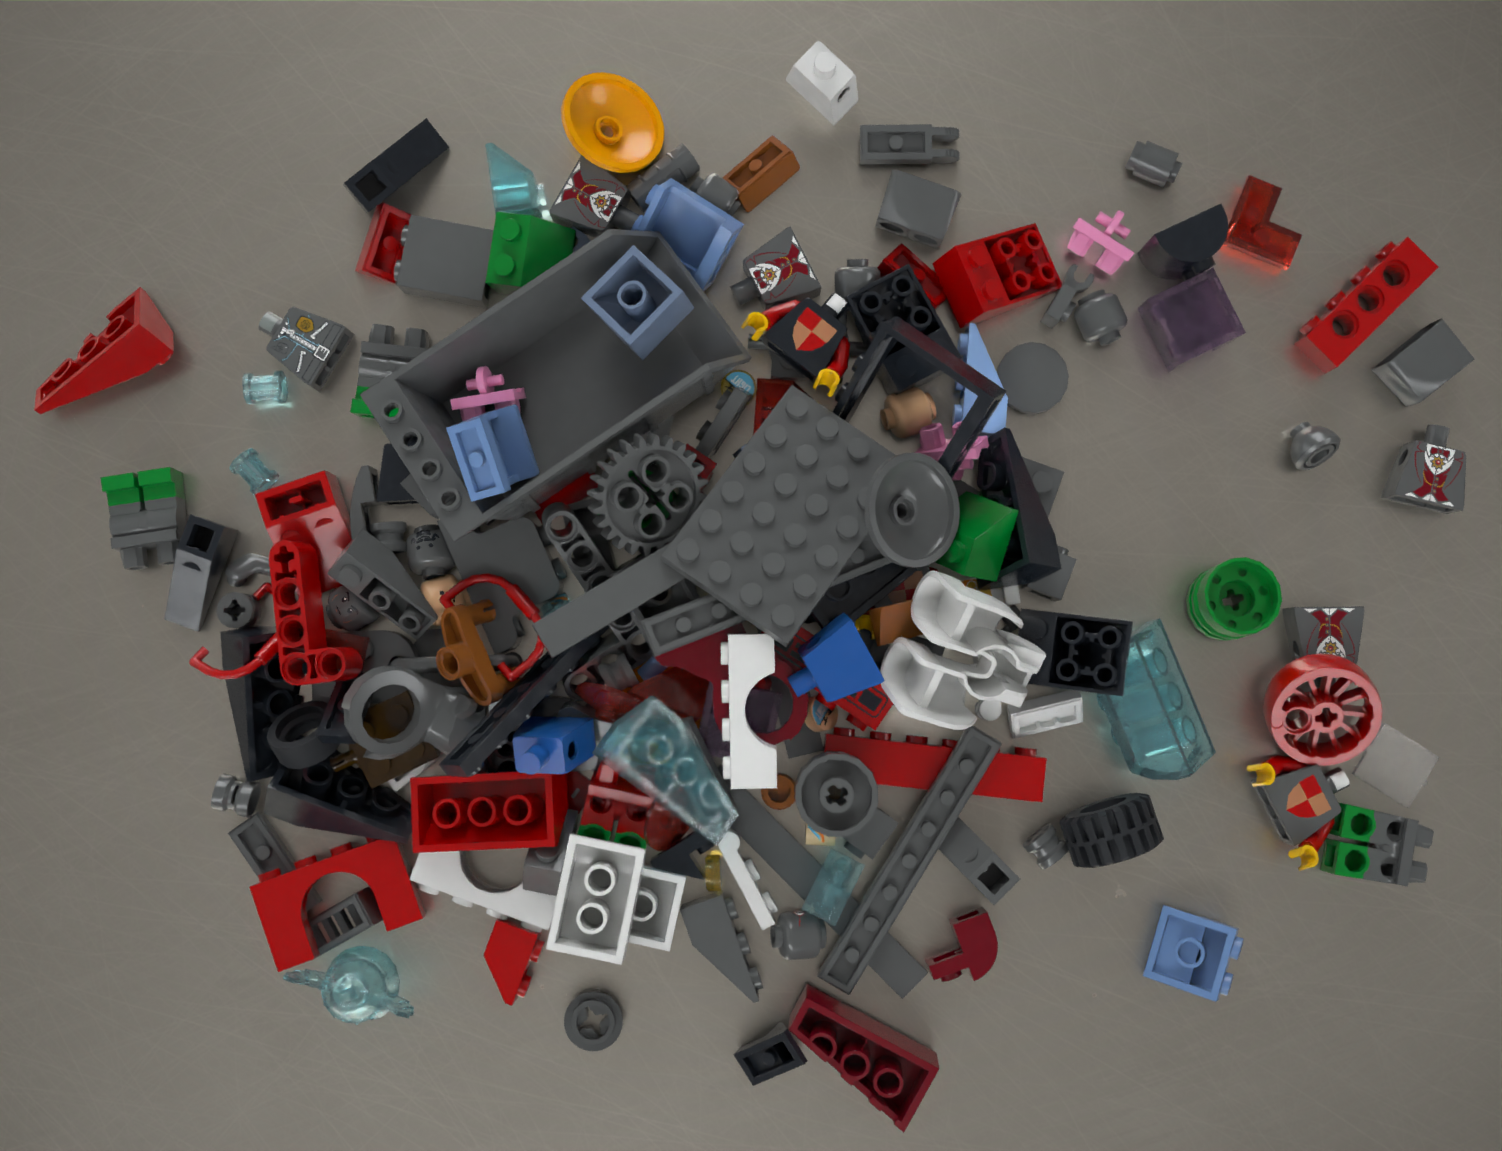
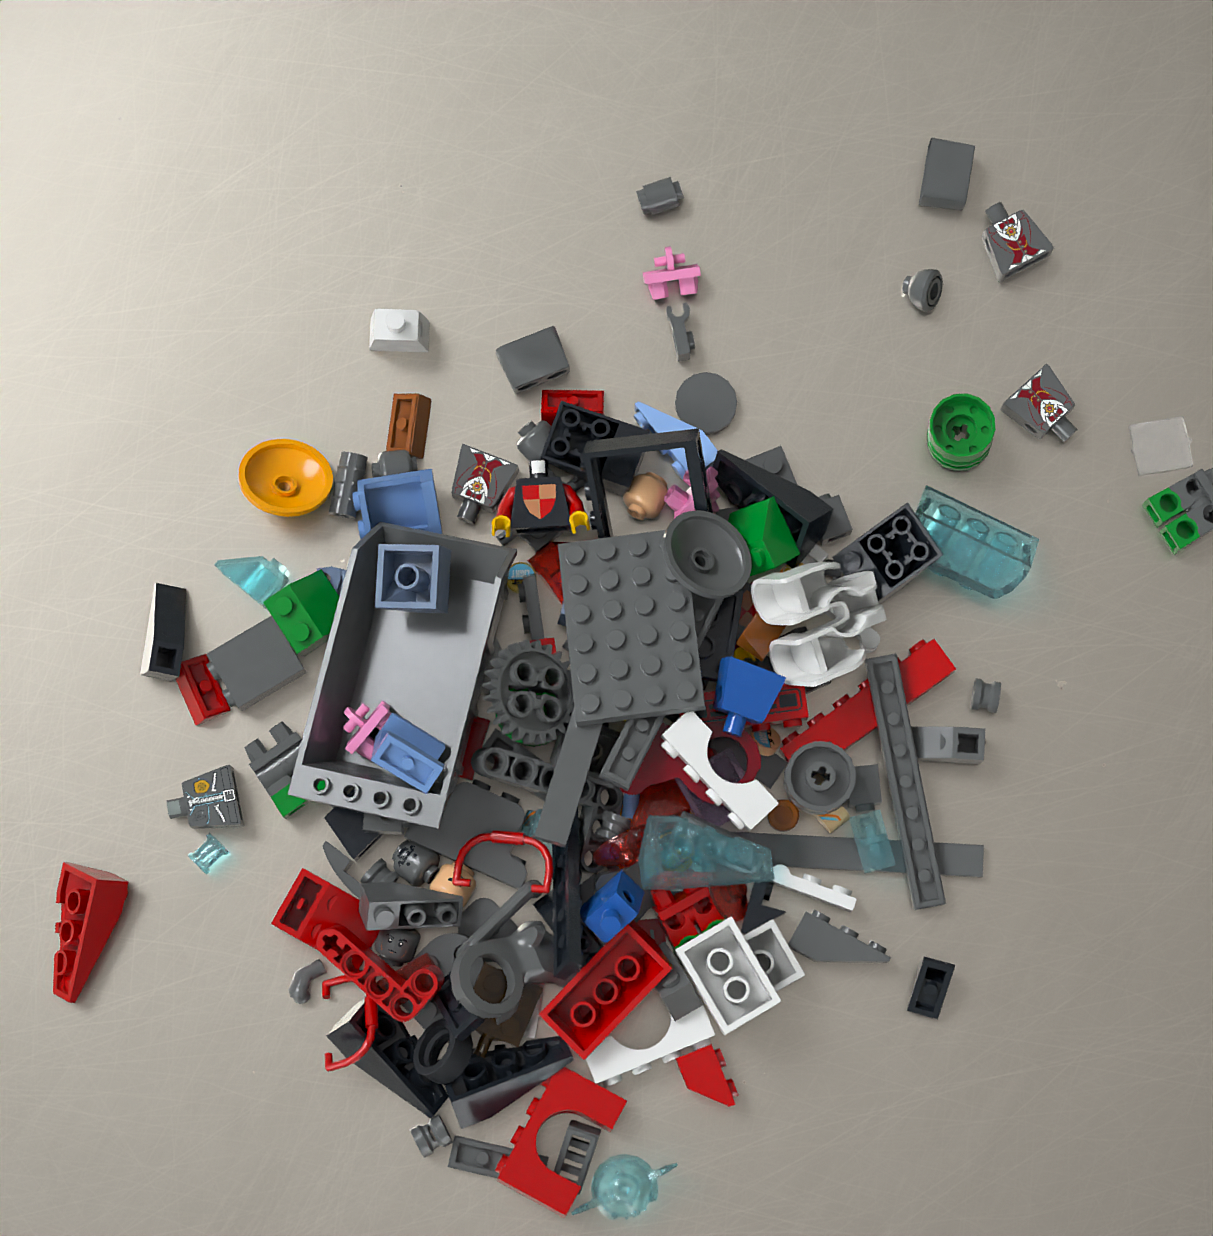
camera: 40 degrees left, 5 degrees down
(146, 514) = (215, 1013): dark grey hips -> none
(197, 570) = (274, 1012): black slope -> none
(247, 611) = (327, 1013): dark grey wheel -> none
(254, 471) = (251, 915): clear light blue bush -> none
(466, 655) = (506, 900): dark orange connector -> none
(586, 1036) = (811, 1065): dark grey gear -> none
(593, 201) = (318, 540): dark grey torso -> none
(713, 873) = (788, 904): clear yellow tile -> none
(798, 935) = (879, 894): dark grey head -> none
(866, 1053) = (995, 929): dark red wedge -> none
(906, 144) = (487, 324): dark grey hinge -> none
(976, 948) = (997, 798): dark red brick -> none
(996, 274) = (623, 356): red slope -> none
(1045, 713) = (908, 611): white plate -> none
(1100, 317) = (715, 325): dark grey head -> none
(1111, 830) = (1015, 646): black tyre -> none
(1186, 246) = (729, 233): black brick -> none
(1191, 319) = (774, 277): clear purple piece -> none
(1193, 953) = (1139, 679): medium blue plate -> none
(1253, 232) = (763, 185): clear red brick -> none
(1299, 803) = (1118, 523): torso -> none
(1332, 699) = (1067, 454): red piece -> none
(1408, 268) = (883, 122): red brick -> none

